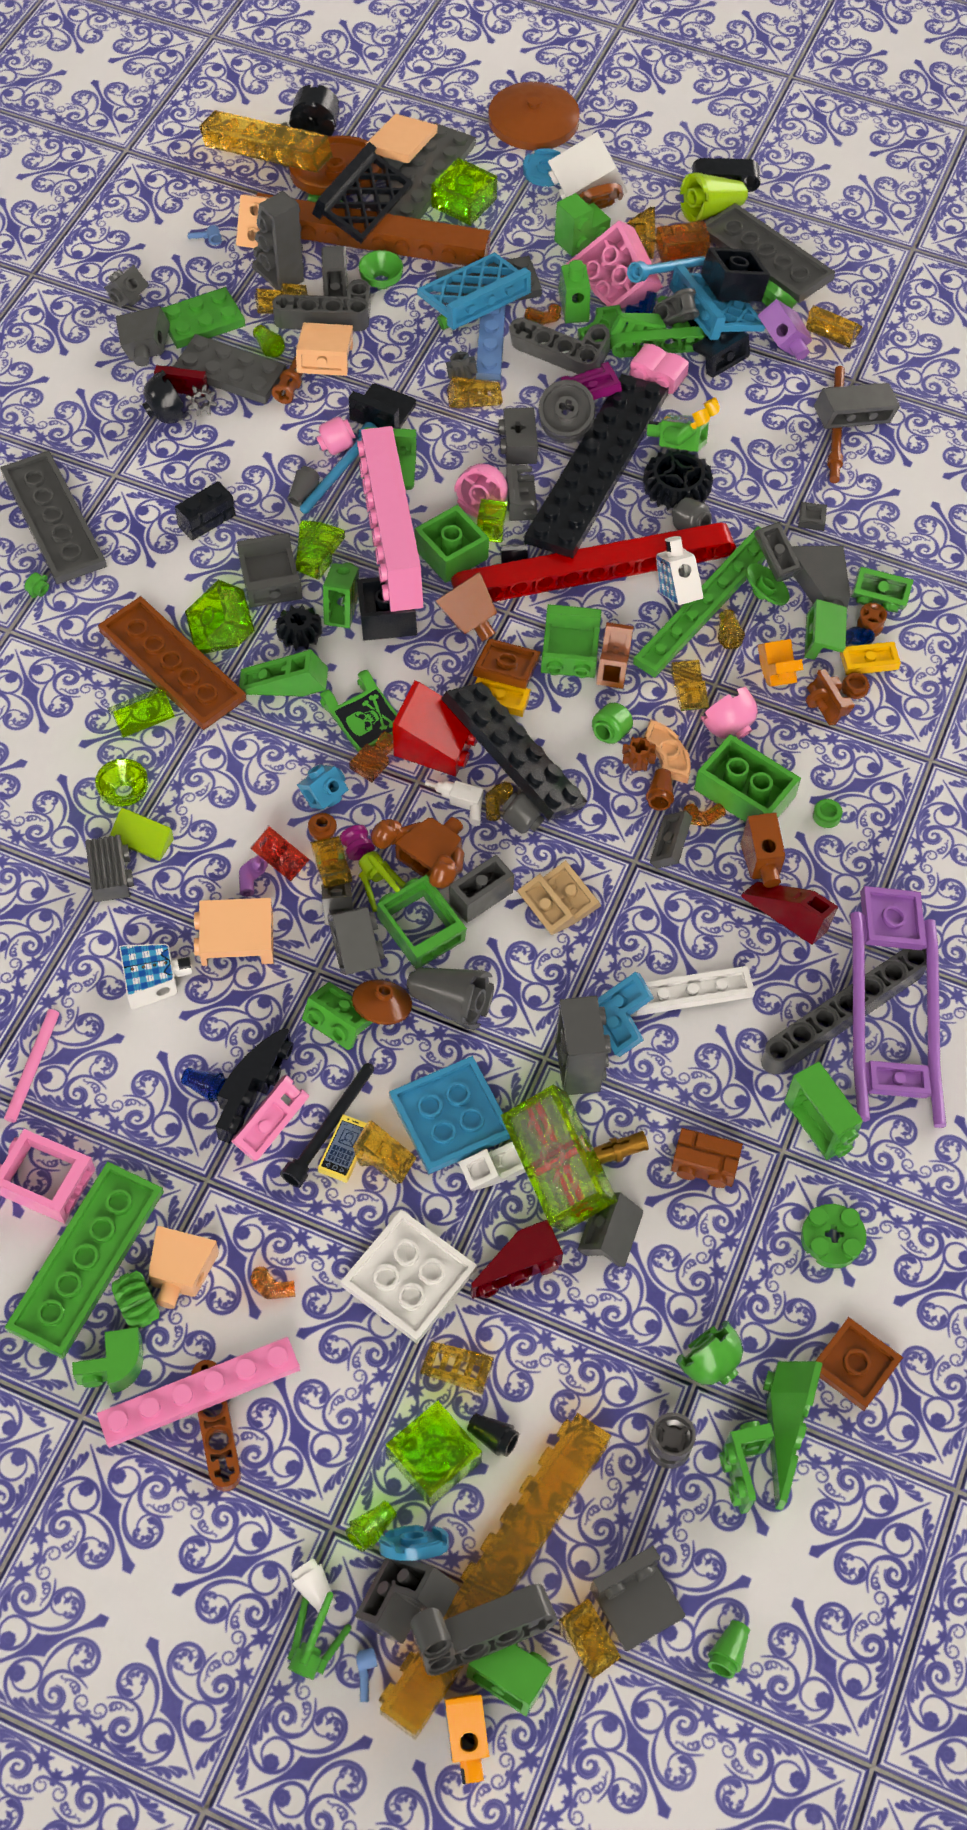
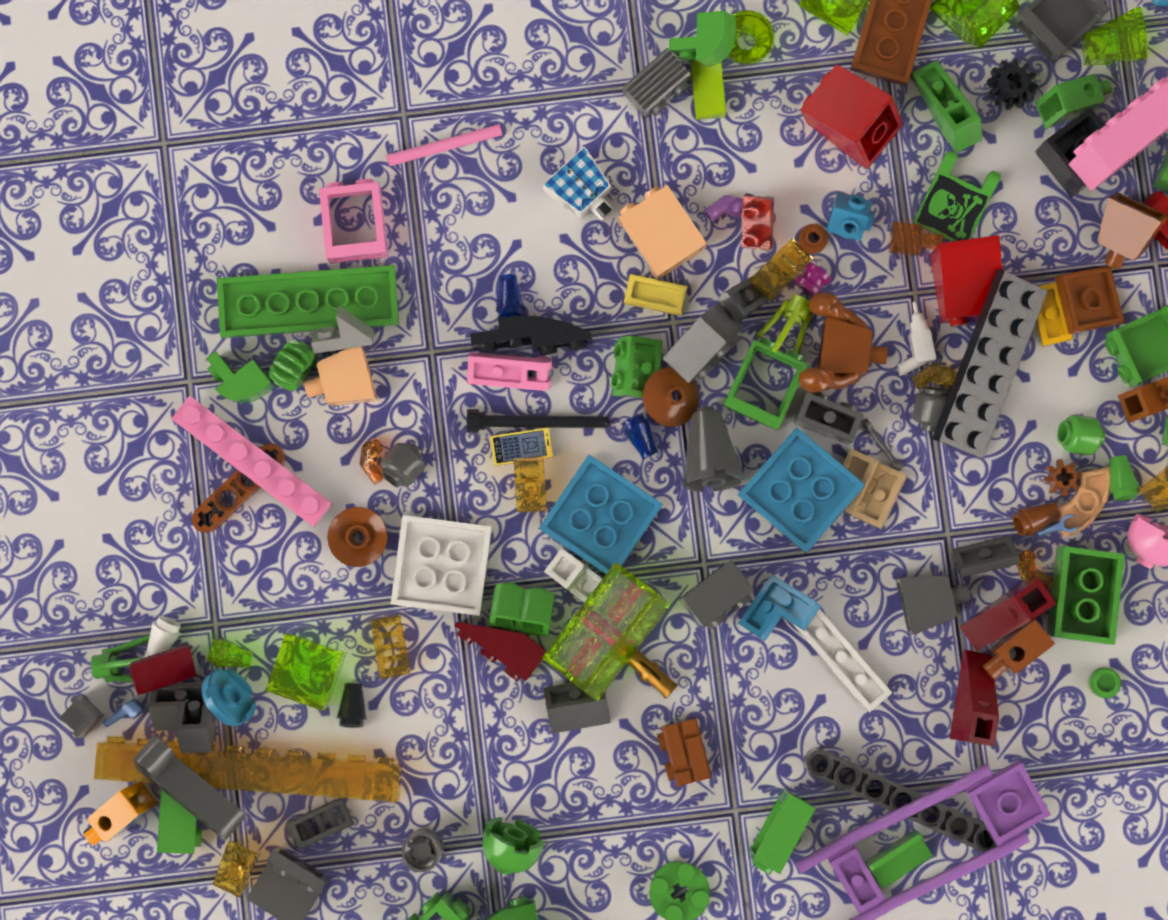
camera: 65 degrees right, 25 degrees up
(107, 805) = (712, 42): none -> bright green brick
(142, 1231) = (351, 334): none -> light grey slope
(241, 742) = (852, 115): none -> red slope
(285, 969) = (655, 295): none -> light yellow tile
(293, 1256) = (402, 464): none -> dark grey head
(329, 1321) = (342, 532): none -> dark orange dish
(341, 1718) = (81, 716): none -> dark grey panel
(346, 1594) = (162, 669): none -> dark red panel
(398, 1043) = (639, 433): none -> clear blue cone
(494, 1223) = (521, 609): none -> bright green brick
(529, 942) = (801, 490): none -> dark azure plate
(553, 864) = (896, 464): none -> dark grey hinge
(590, 1557) = (295, 833): none -> dark grey slope
(669, 715) = (1122, 479): none -> bright green cone
(678, 774) = (1059, 526): none -> medium blue hand
(683, 899) = (929, 601): none -> dark grey torso
(729, 842) = (1008, 613): none -> dark red slope
(896, 1035) = (899, 858): none -> bright green panel

